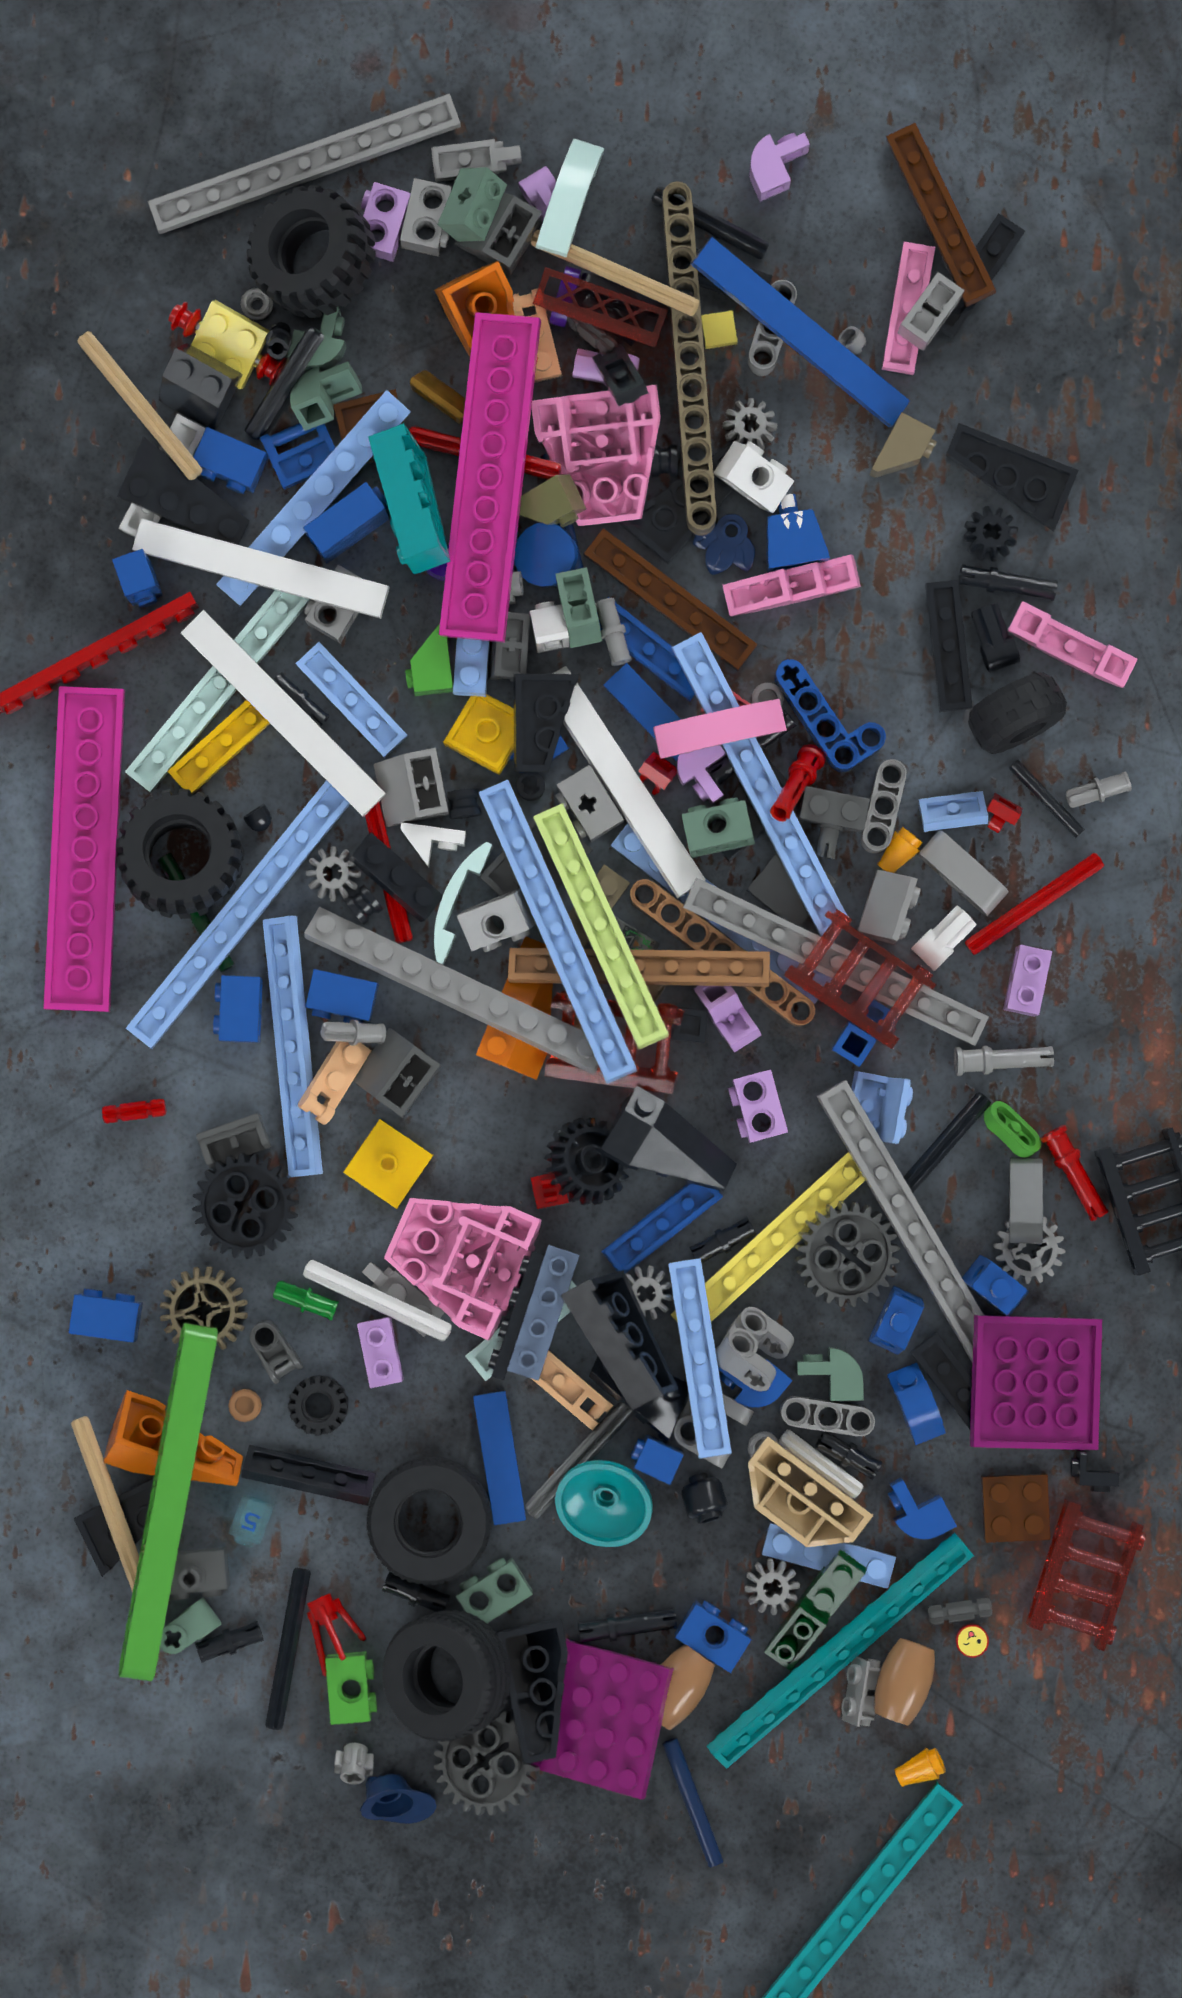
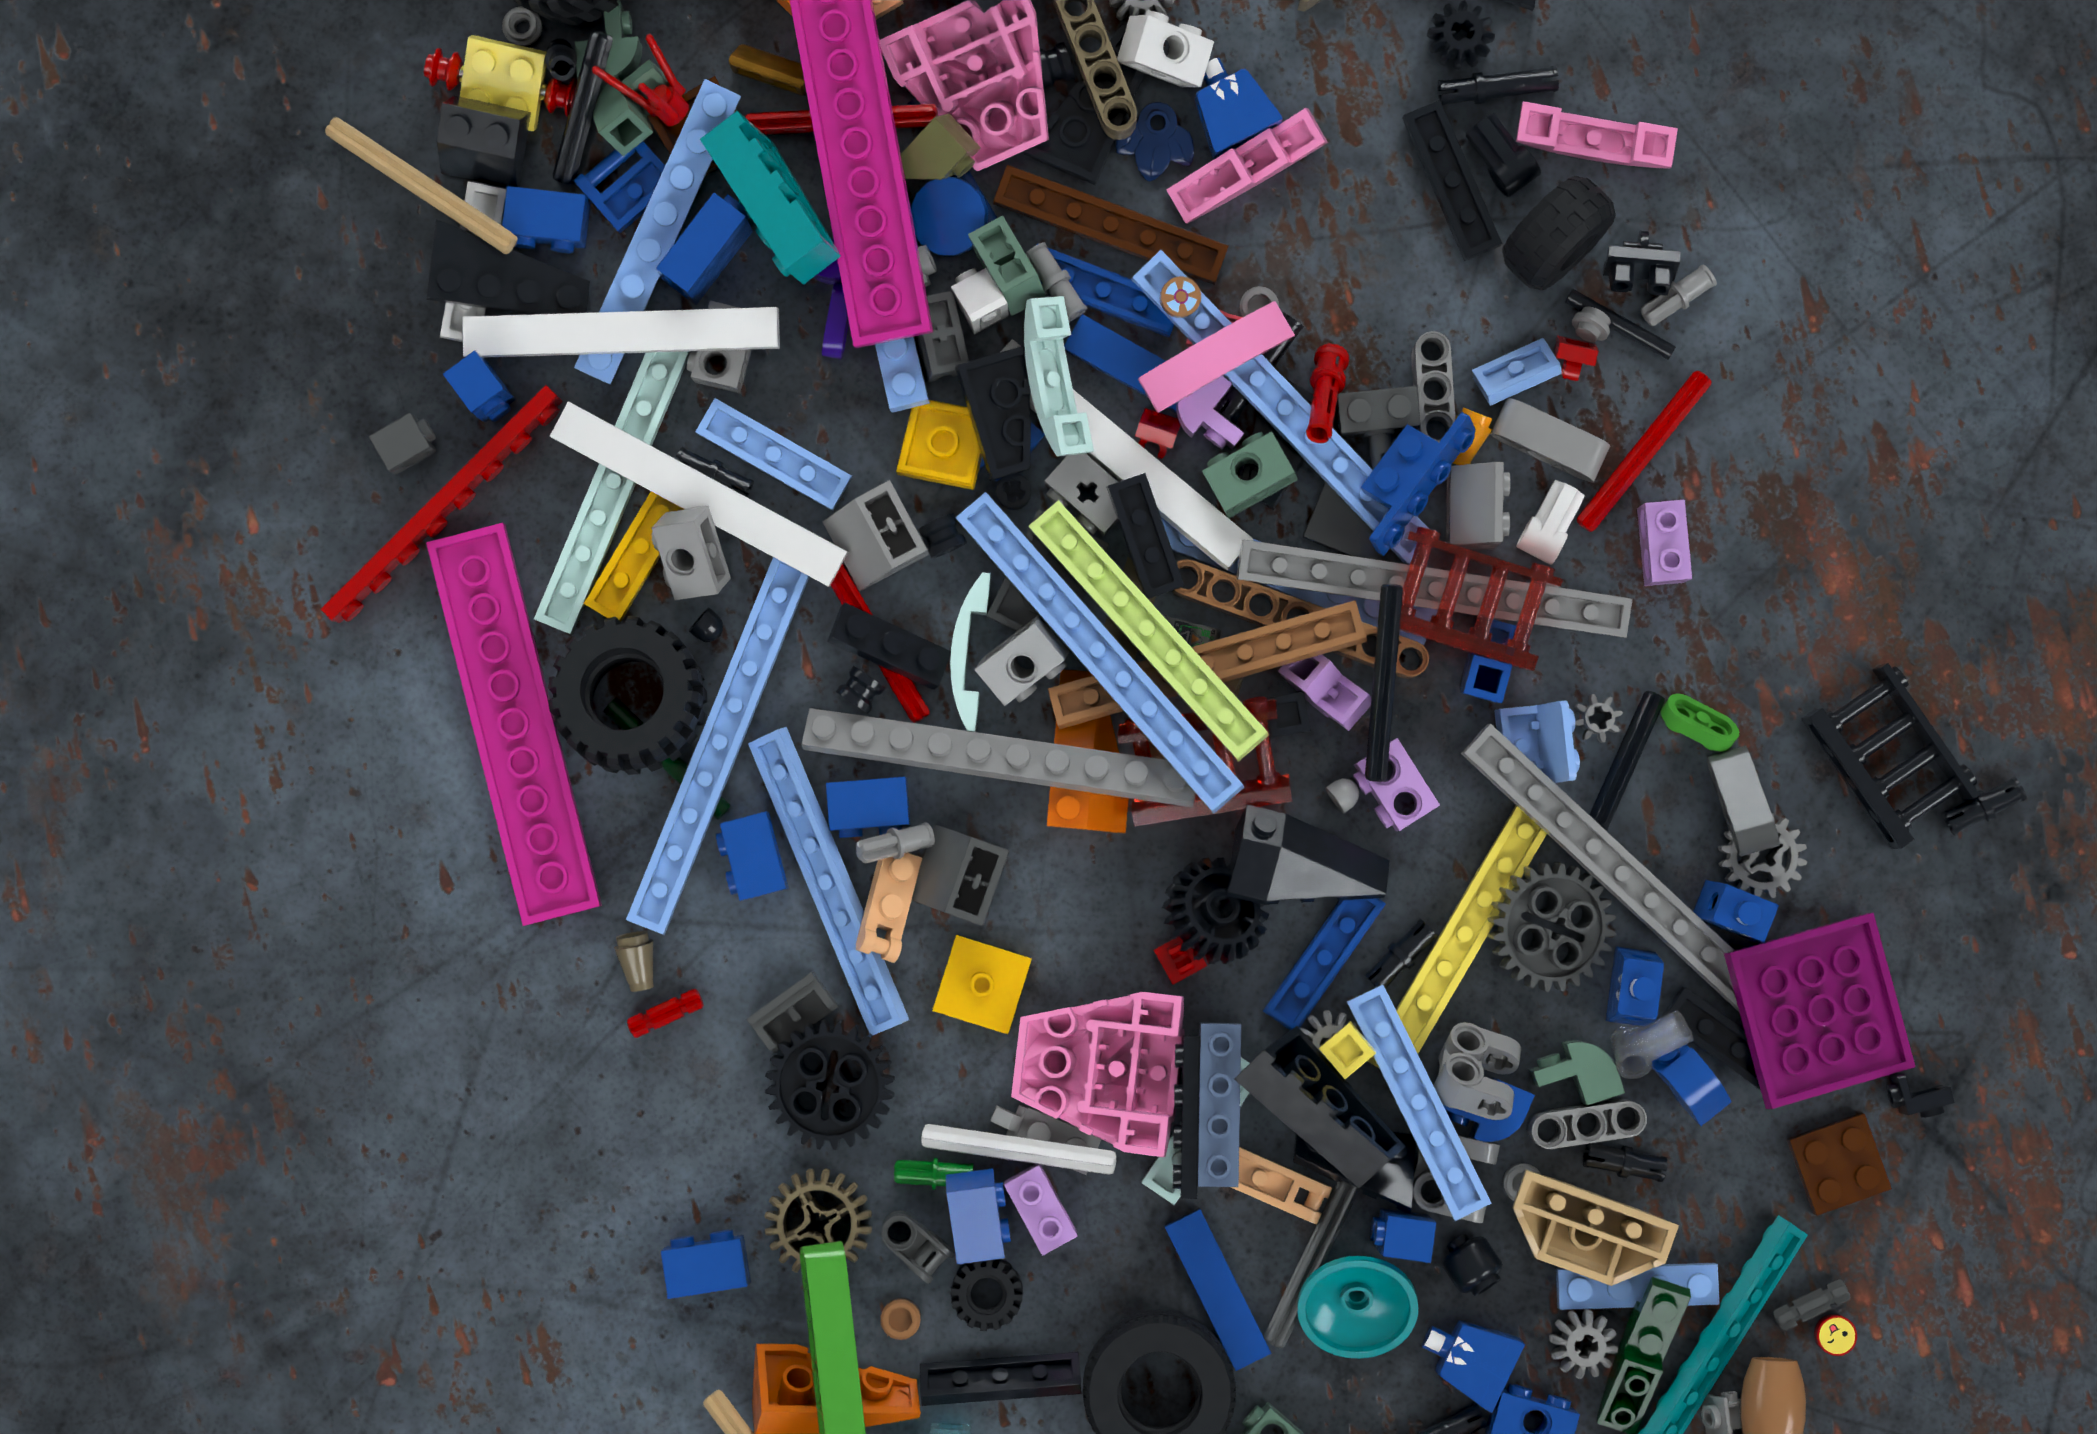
camera: 10 degrees left, 0 degrees up
(65, 603) = (404, 443): none -> dark grey brick
(124, 1062) = (636, 959): none -> dark tan cone
(271, 743) = (695, 533): none -> light grey brick
(328, 1342) = (976, 1216): none -> brick
(331, 863) = (821, 676): light grey gear -> none
(348, 398) = (662, 100): none -> red plant
(423, 837) = (906, 589): white slope -> none
(431, 614) = (836, 325): none -> dark purple beam
(431, 667) = (855, 388): bright green slope -> none
(585, 706) = (1050, 379): none -> light aqua slope
(621, 852) = (1145, 536): none -> black plate
(656, 1300) = (1347, 1050): none -> light yellow plate
(683, 1573) = (1475, 1360): none -> blue torso
(704, 673) = (1180, 297): none -> medium nougat tile
(716, 1100) = (1343, 794): none -> light grey hinge
(772, 1022) = (1383, 682): none -> black axle
(820, 1464) = (1596, 1182): white axle -> none
(824, 713) = (1331, 302): blue beam -> none
(842, 867) = (1410, 474): none -> blue bracket
(887, 1367) = (1637, 1047): none -> clear piece
(922, 1520) = (1734, 1213): blue brick -> none
(940, 1095) = (1603, 707): none -> light grey gear
(986, 1059) = (1645, 649): light grey pin -> none
(1023, 792) = (1591, 324): none -> light grey plate
(1052, 1581) = (1909, 1237): clear red fence -> none
(1068, 1159) = (1775, 737): red pin -> none
(1077, 754) = (1641, 261): none -> black hips

